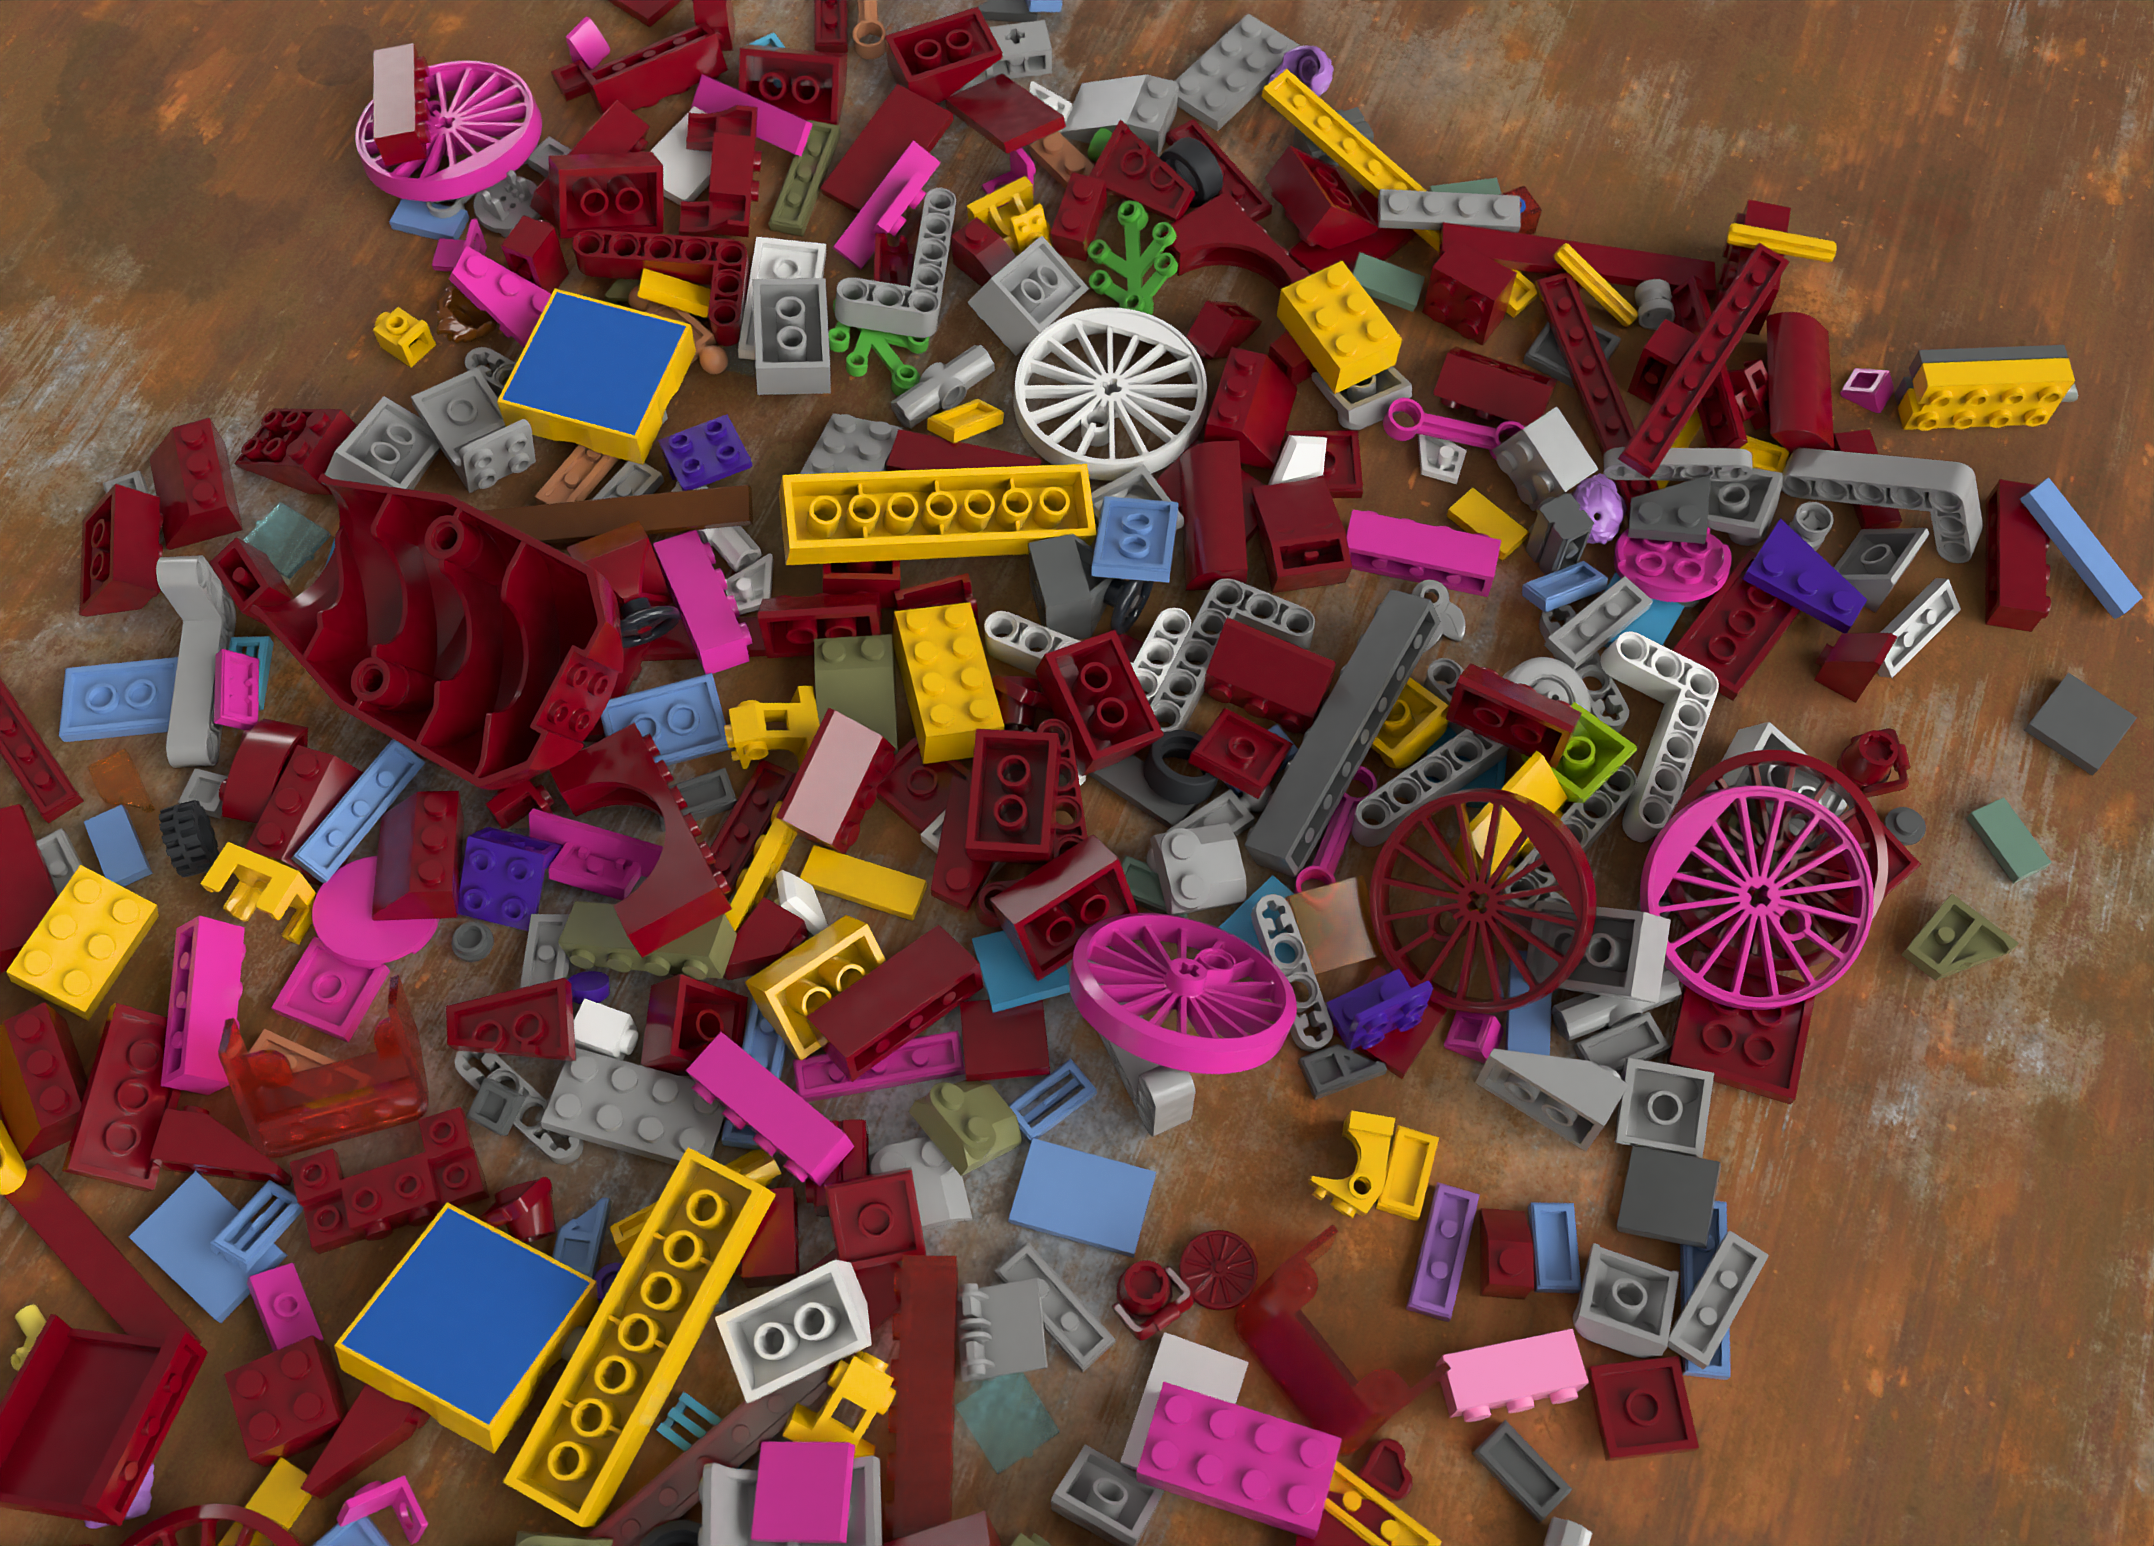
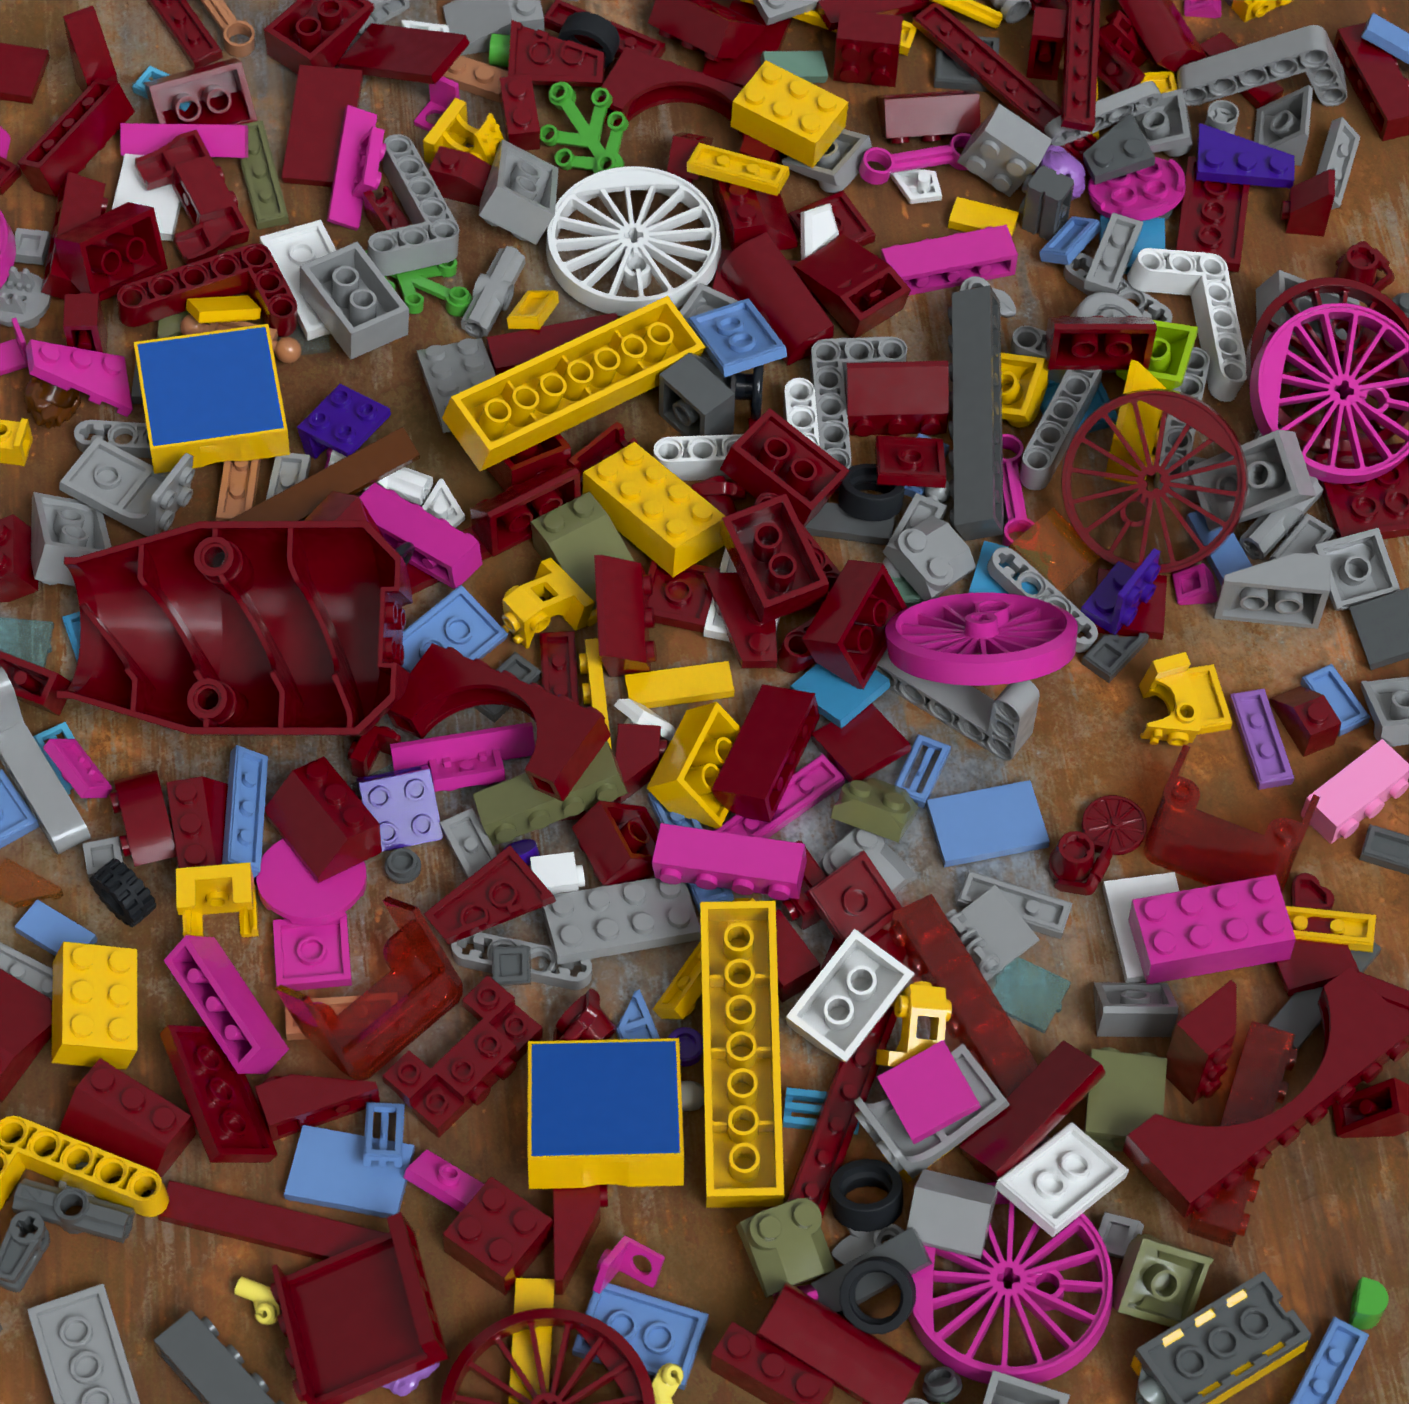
camera: 30 degrees left, 5 degrees down
(1249, 362) = (738, 169): none -> yellow tile

